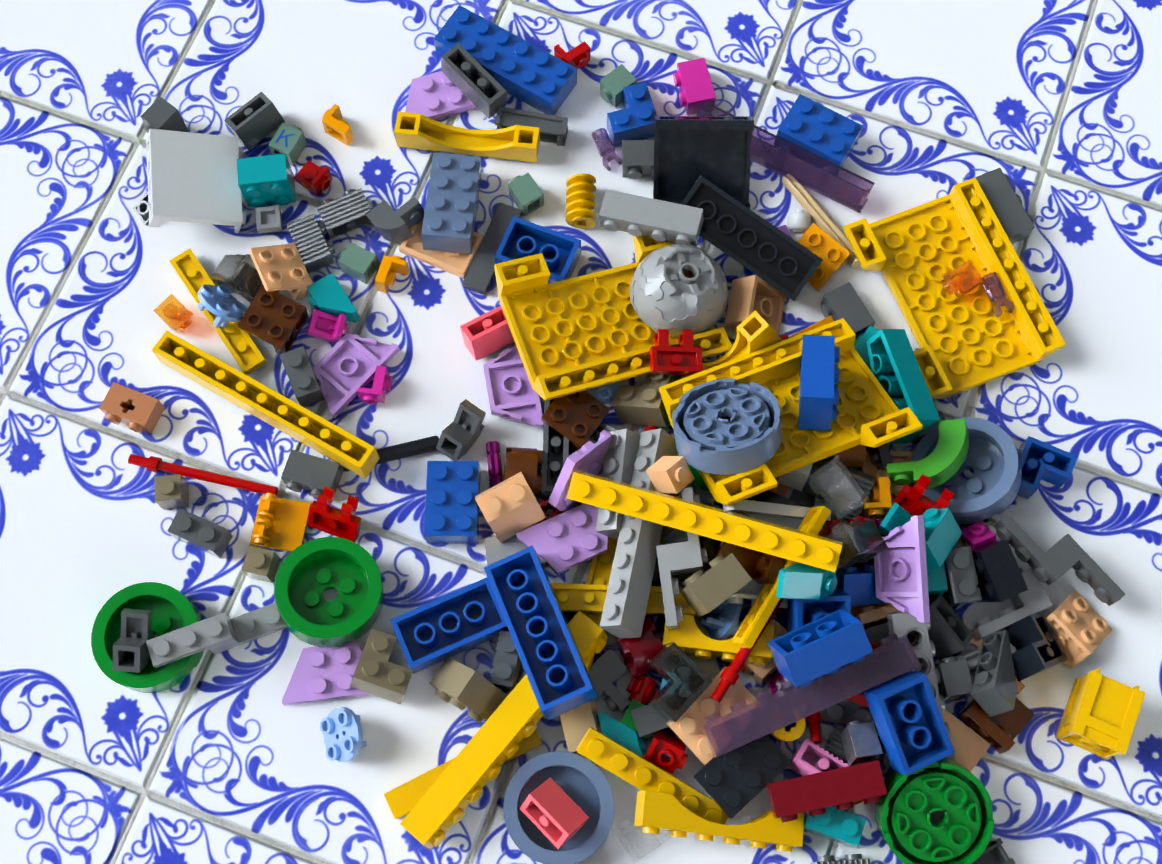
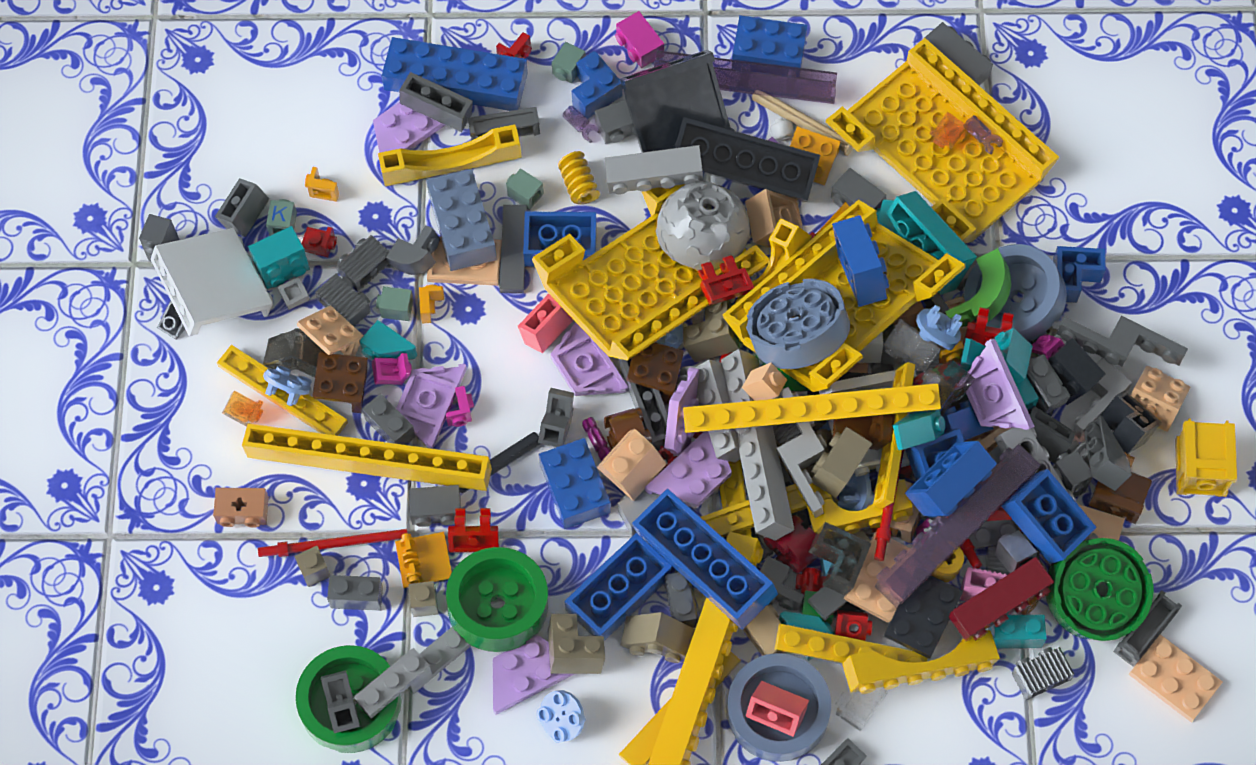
camera: 20 degrees left, 5 degrees down
(872, 479) = (939, 327): none -> light blue plate

